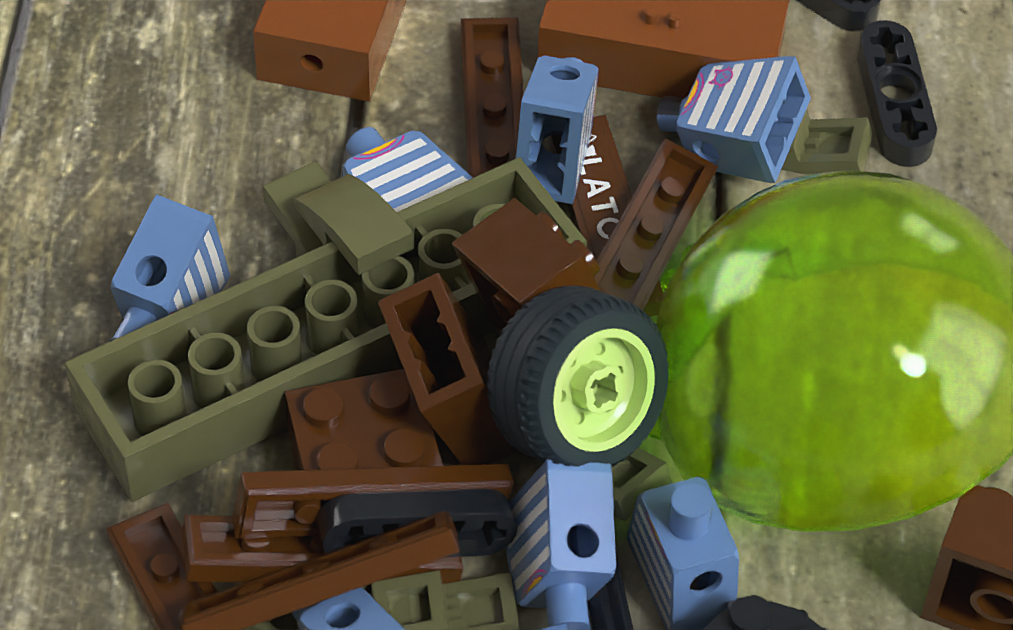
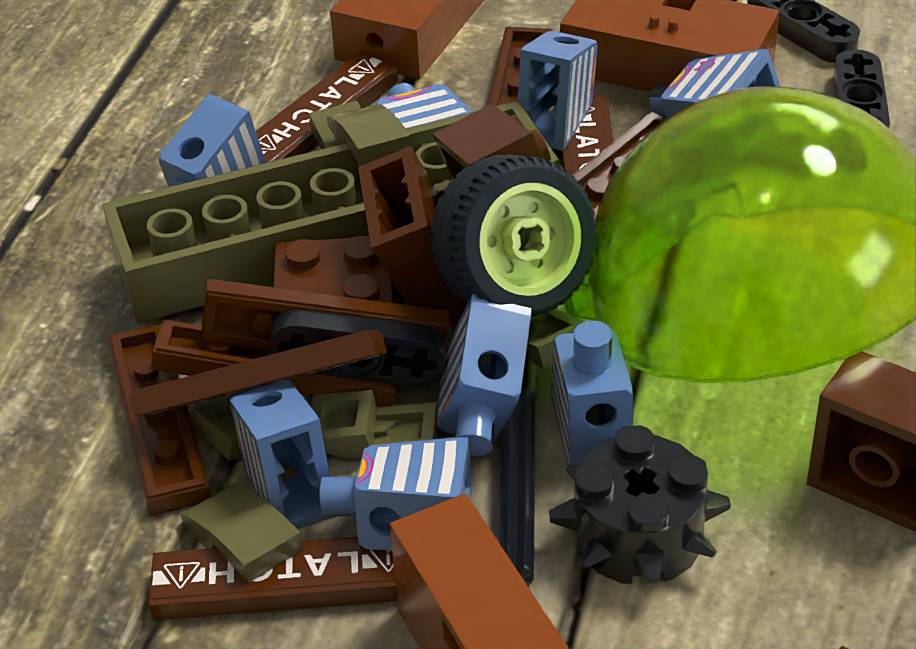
camera: 15 degrees right, 10 degrees down
(275, 147) = (358, 80): none -> reddish brown tile

